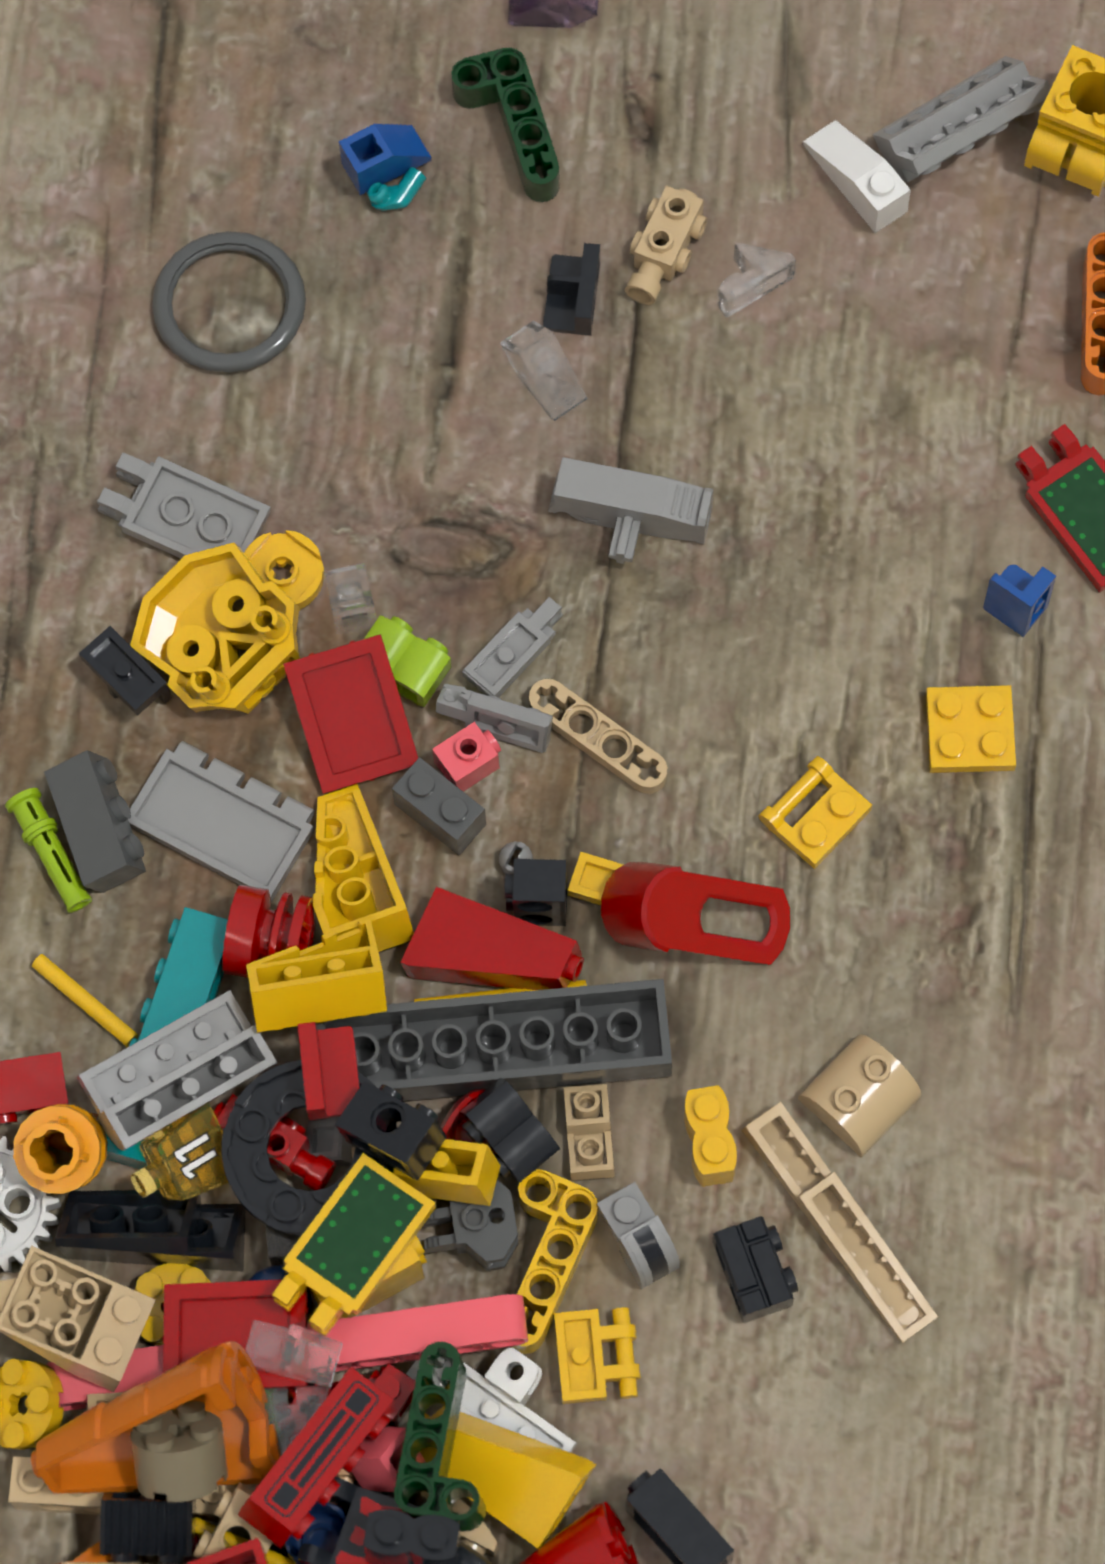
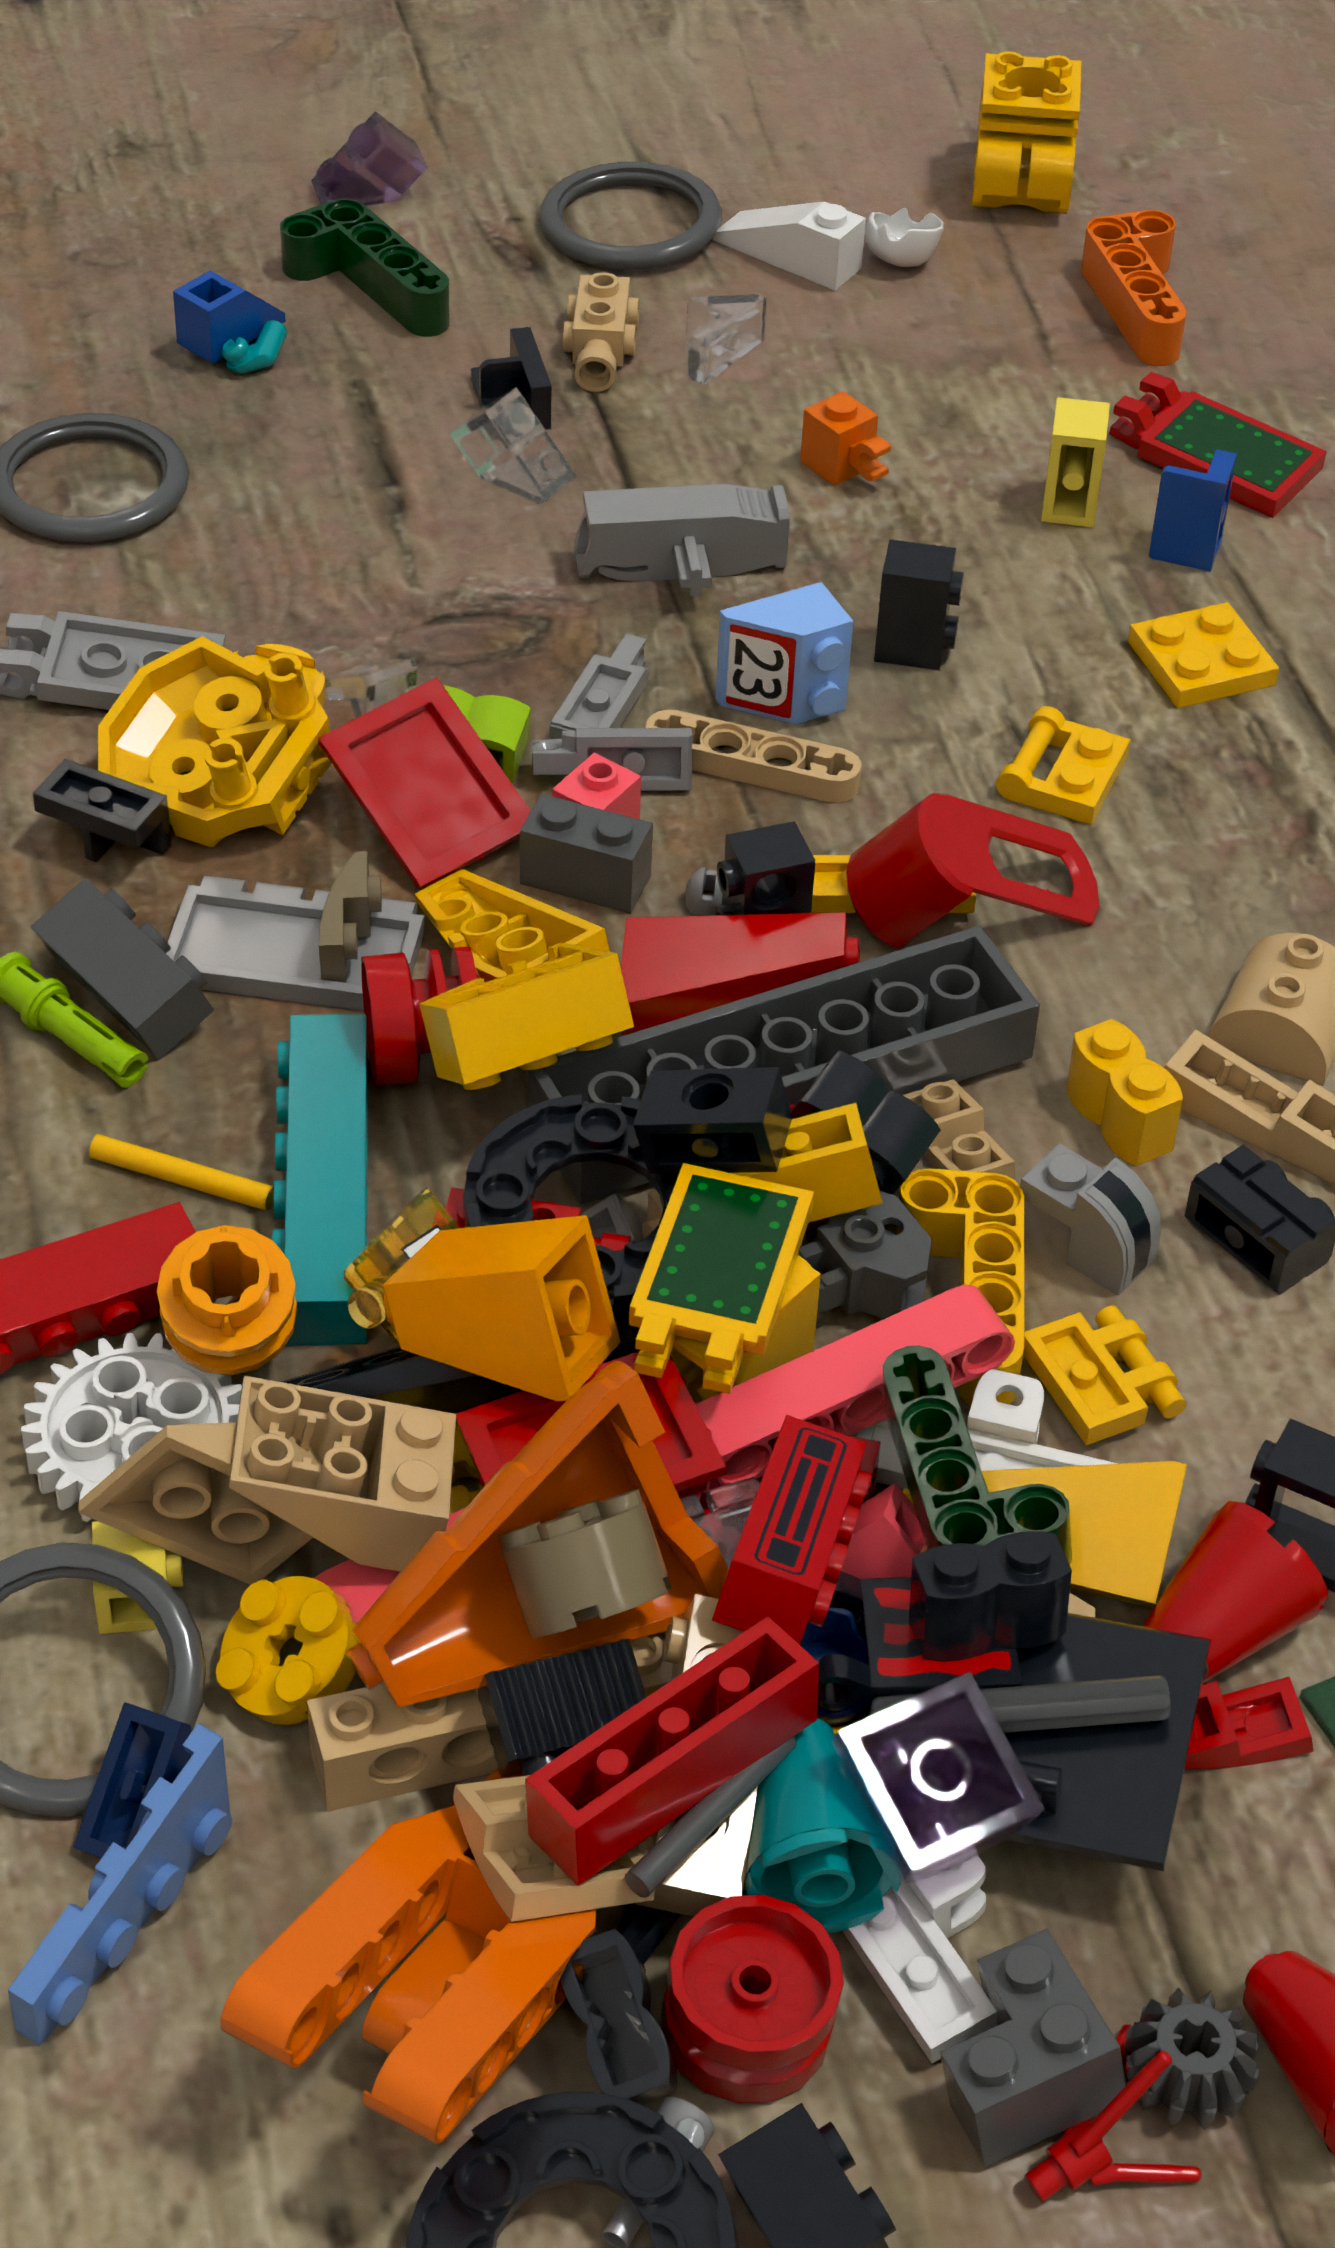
camera: 25 degrees left, 25 degrees down
(175, 1071) = (359, 1165): light grey brick -> none
(213, 1229) = (508, 1304): none -> light orange slope
(259, 814) = (347, 916): none -> dark tan slope
(293, 1352) = (709, 1420): clear slope -> none
(328, 1069) = (581, 1094): red panel -> none
(648, 664) = (785, 655): none -> light blue slope
(749, 161) = (630, 257): none -> dark grey wedge
(765, 638) = (915, 605): none -> black brick
(794, 432) = (842, 440): none -> orange brick
(945, 198) = (900, 239): none -> white hair
(952, 517) = (1075, 462): none -> light yellow brick
(960, 118) = (897, 165): light grey brick -> none

